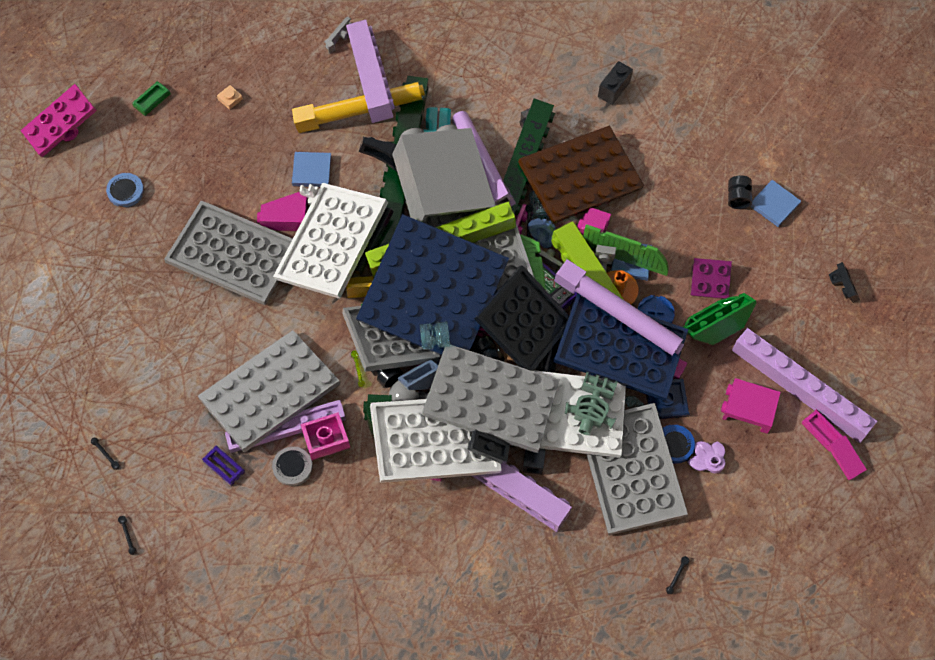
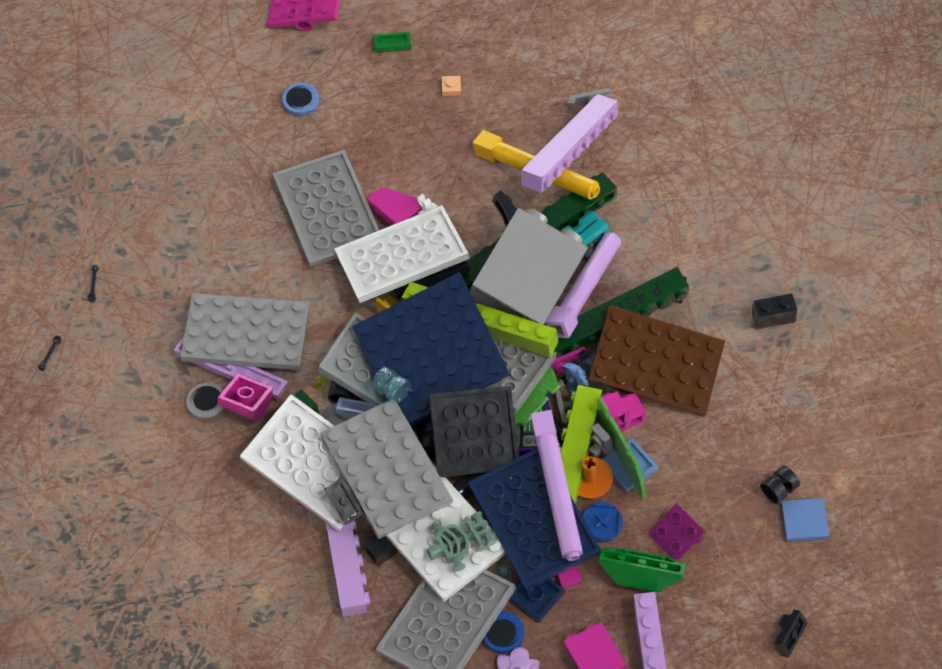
camera: 50 degrees right, 5 degrees down
(235, 476) = (161, 374): dark purple tile -> none
(311, 169) = (453, 190): medium blue tile -> none

